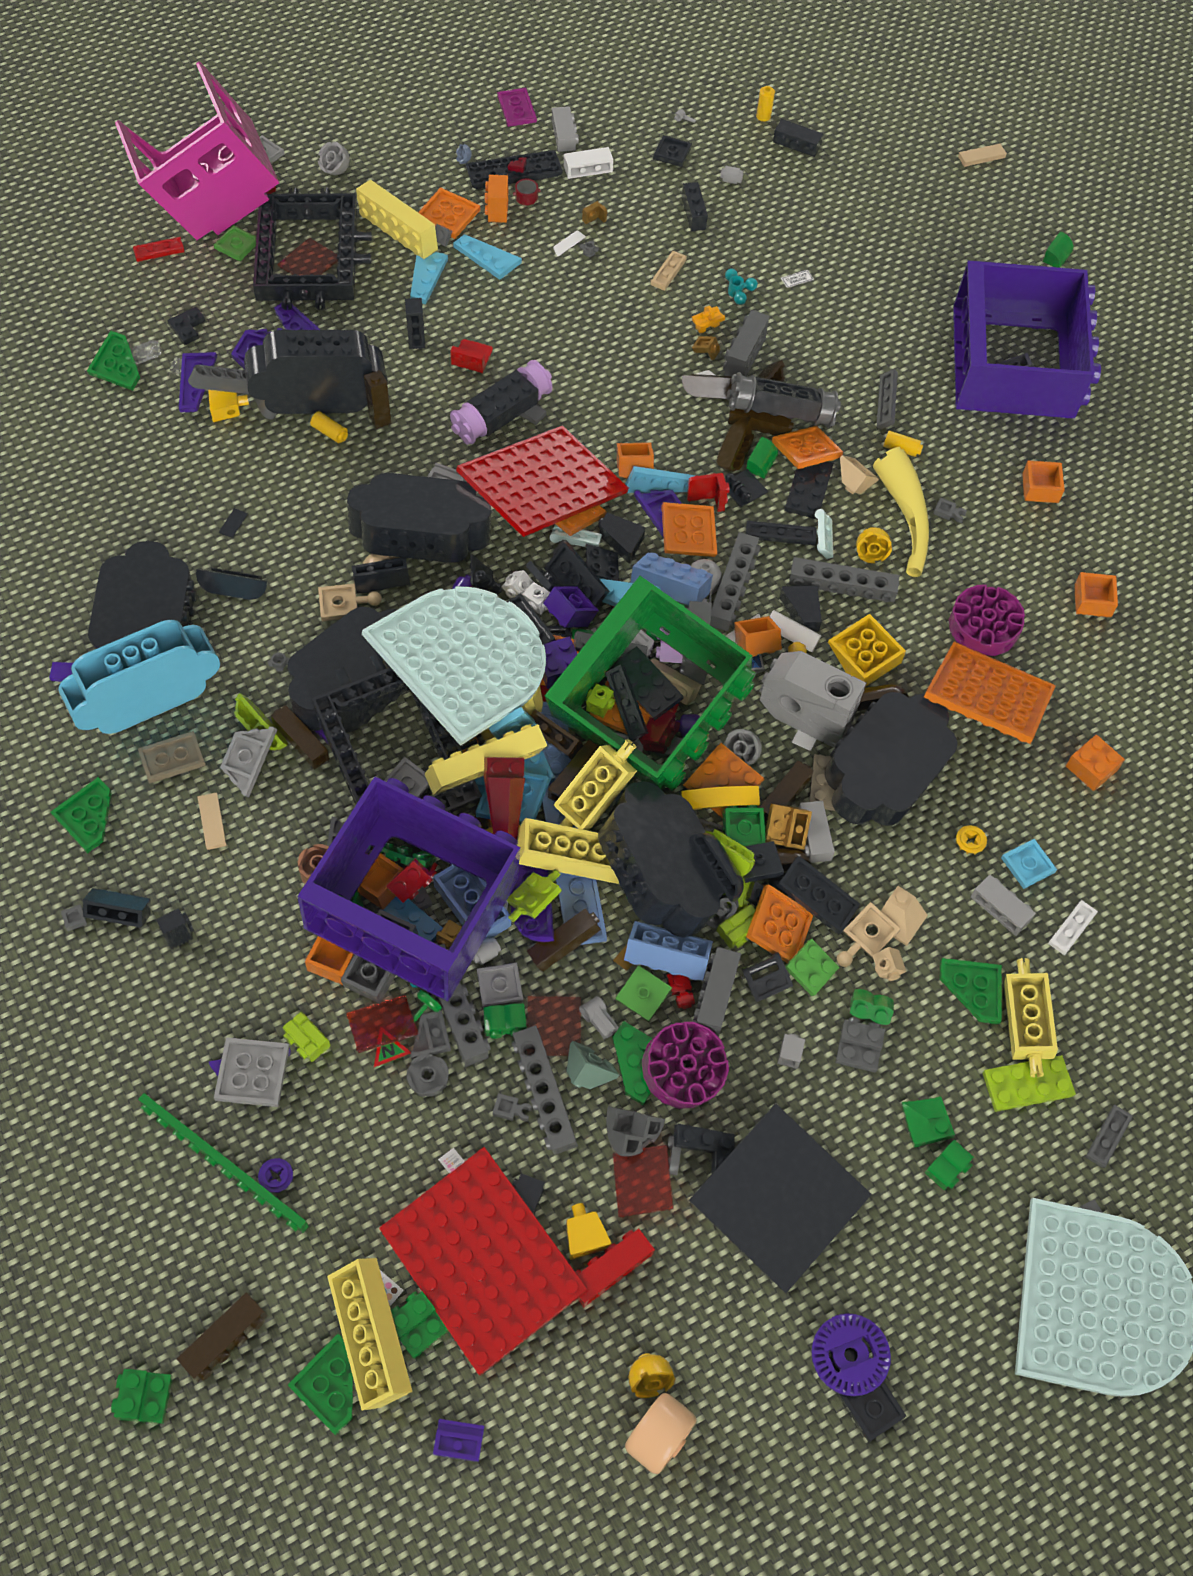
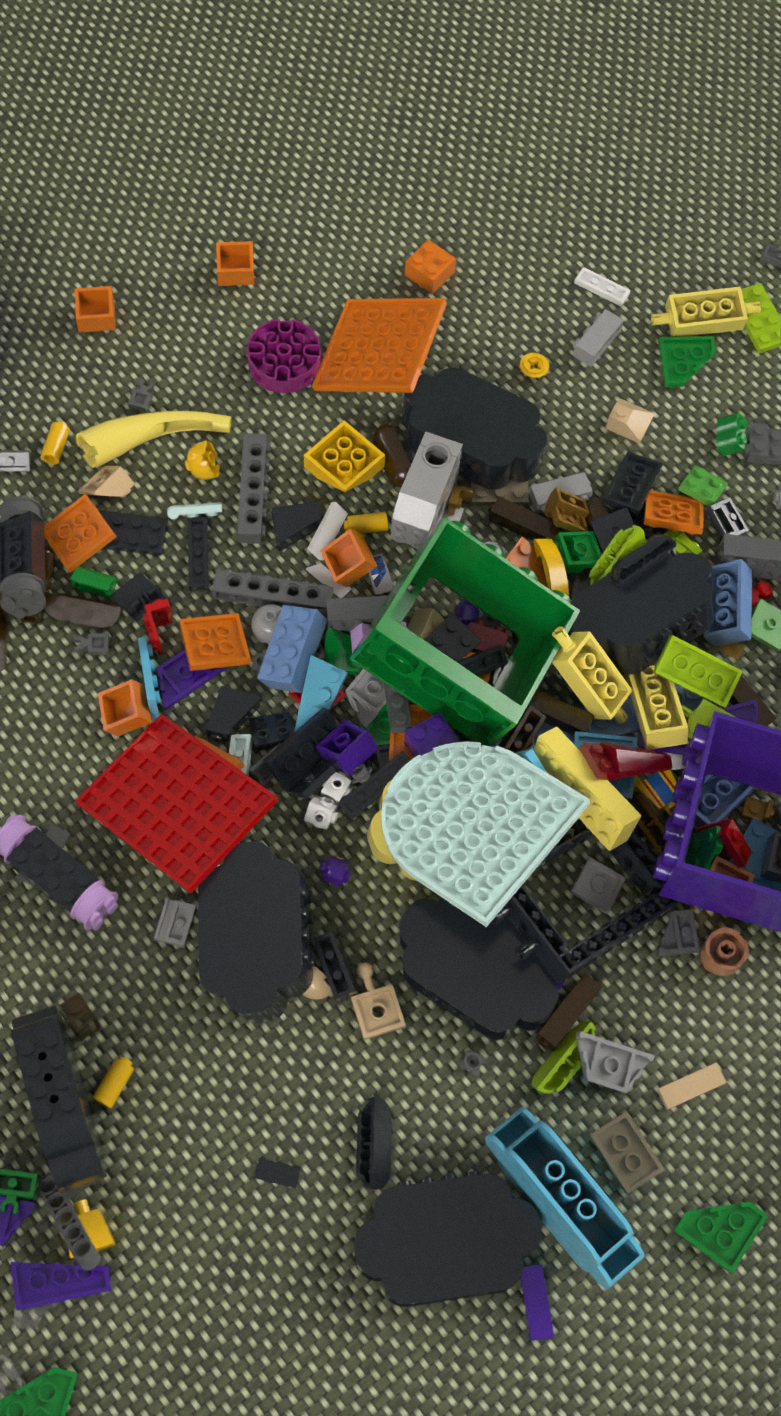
camera: 100 degrees left, 5 degrees up
(483, 577) = (328, 849): black hinge -> none
(541, 609) = (361, 773): none -> dark grey plate
(585, 882) = (697, 671): none -> lime plate
(702, 452) = (95, 644): none -> dark grey plate
(817, 738) = (459, 495): none -> pearl gold bracket
(870, 944) = (665, 441): tan plate -> none
(889, 964) = (684, 423): tan brick -> none
(1028, 863) = (549, 319): medium azure plate -> none

